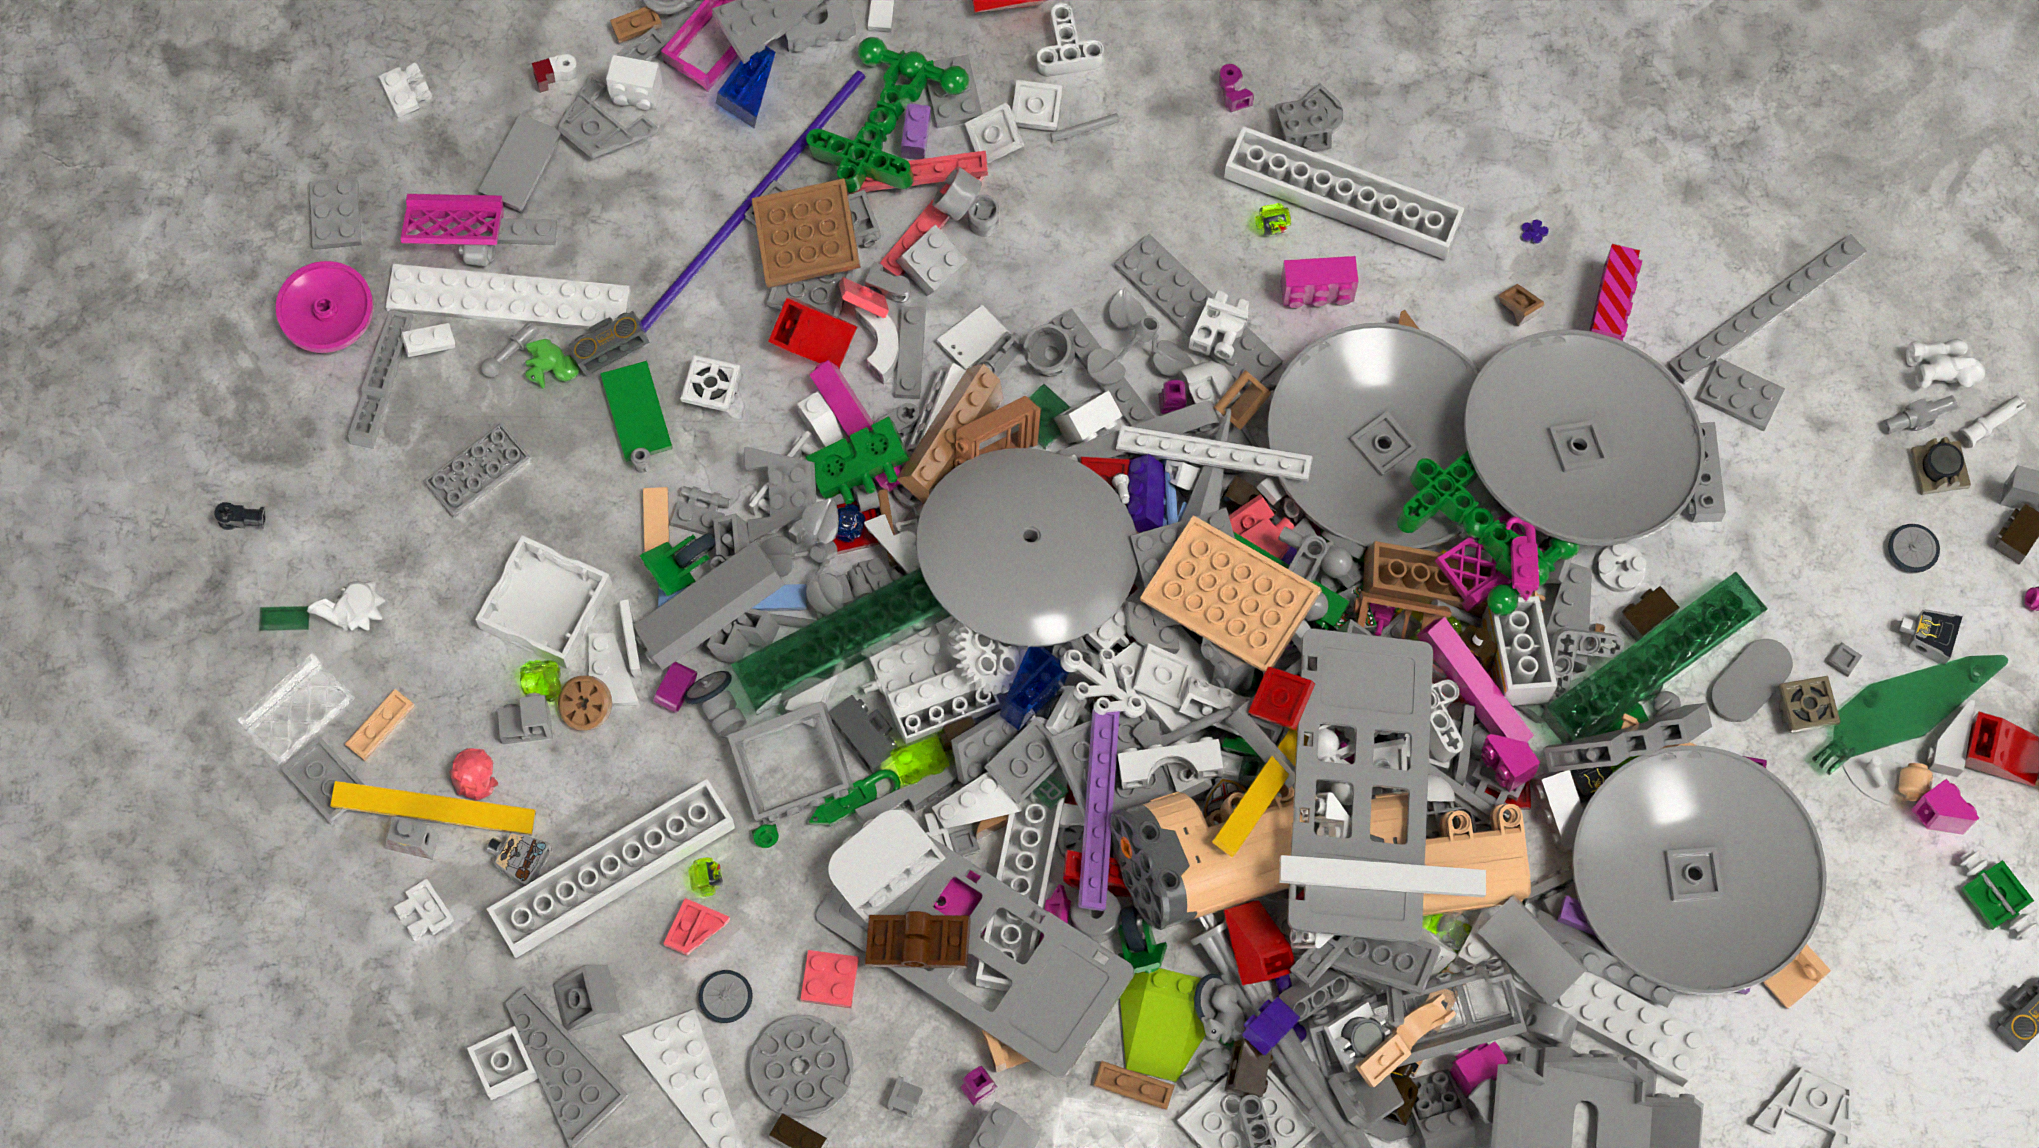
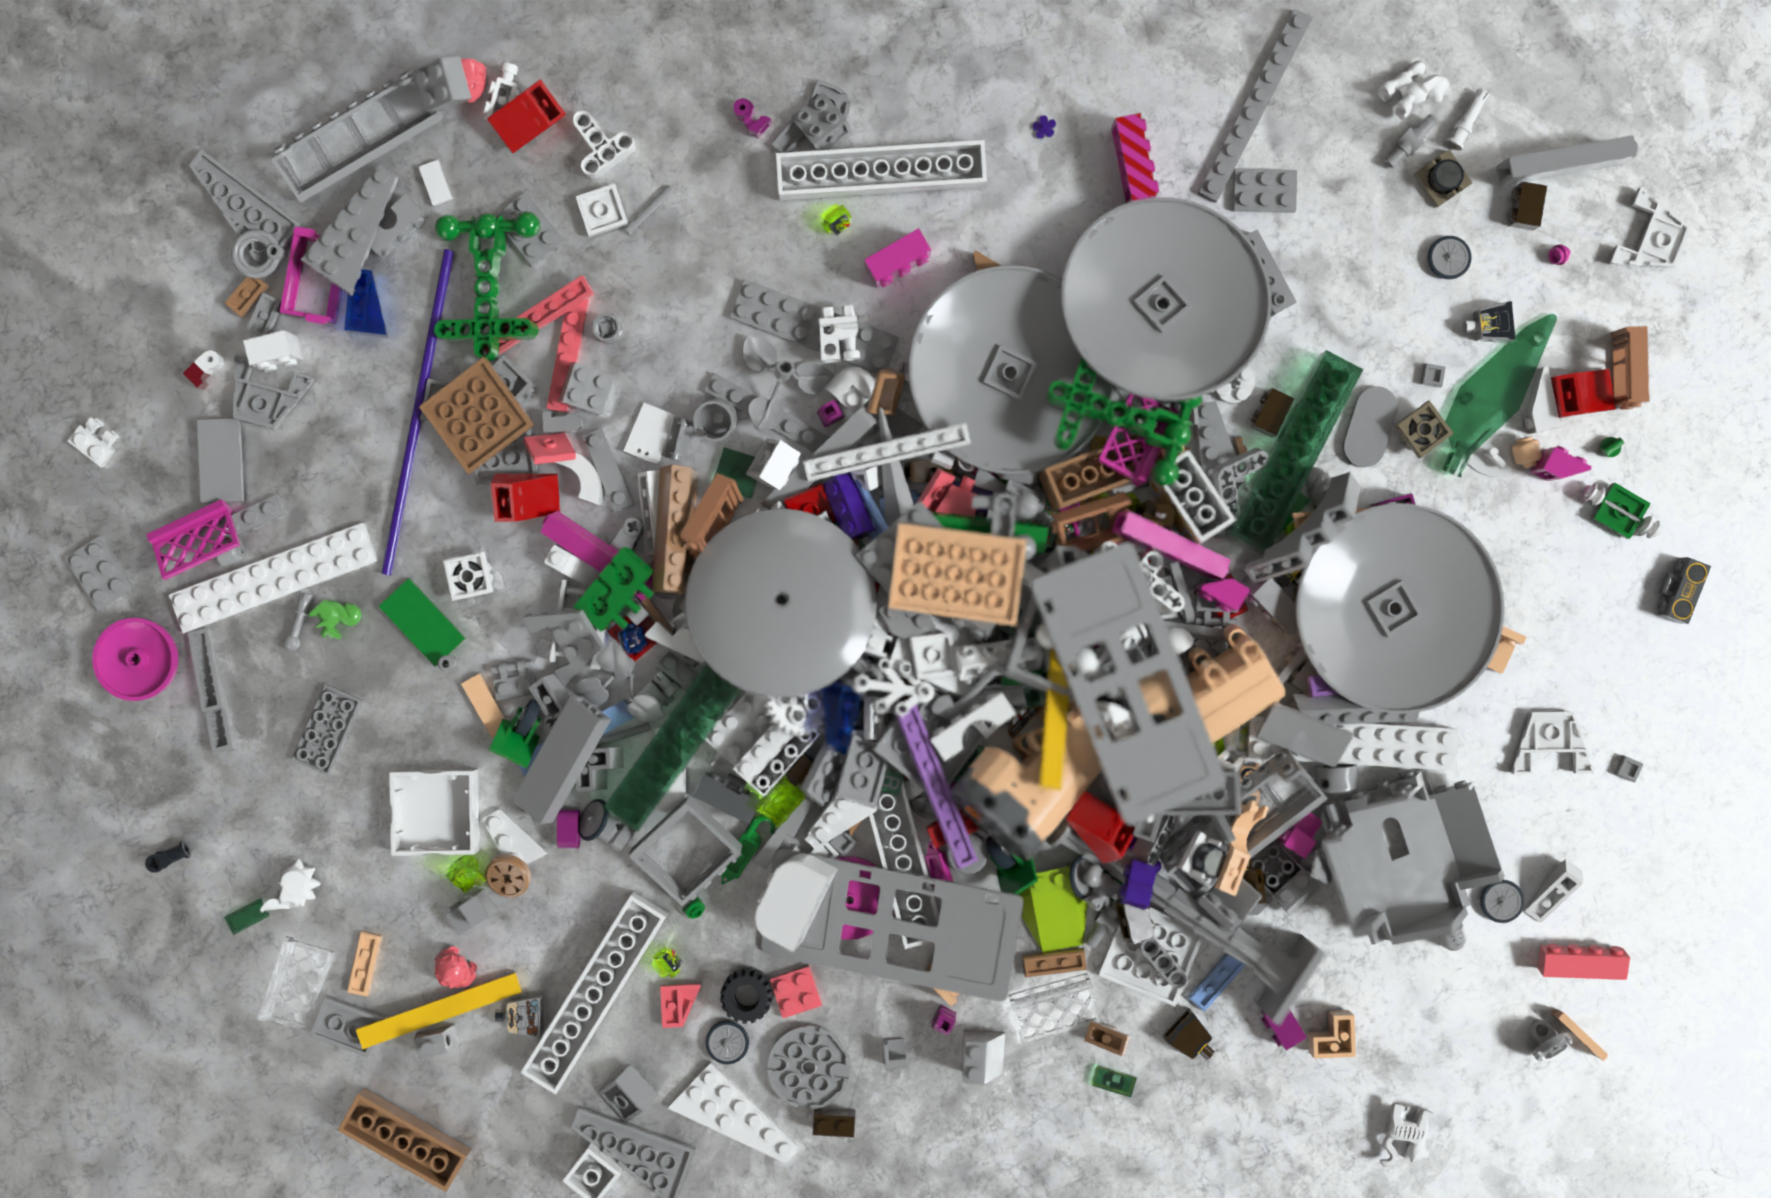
camera: 20 degrees left, 20 degrees up
(319, 926) = (404, 1139): none -> medium nougat brick
(428, 340) = (231, 644): white plate -> none
(429, 907) = (477, 1084): white plate -> none
(608, 342) = (370, 580): dark grey piece -> none
(631, 642) = (522, 817): white tile -> none
(771, 931) = (738, 1010): none -> black tyre
(915, 131) = (518, 281): medium lavender brick -> none
(918, 940) = (849, 943): reddish brown plate -> none
(960, 195) = (582, 327): light grey piece -> none
(995, 133) = (581, 252): white plate -> none
(1120, 482) = (824, 507): white piece -> none
(1265, 122) = (788, 138): none -> light grey tile
(1281, 697) = (1038, 646): red tile -> none
(1382, 876) = (1177, 750): white tile -> none
(1522, 303) = (1062, 197): medium nougat slope -> none
(1524, 560) = (1169, 433): dark pink plate -> none
(2014, 822) = (1611, 446): none -> green plate

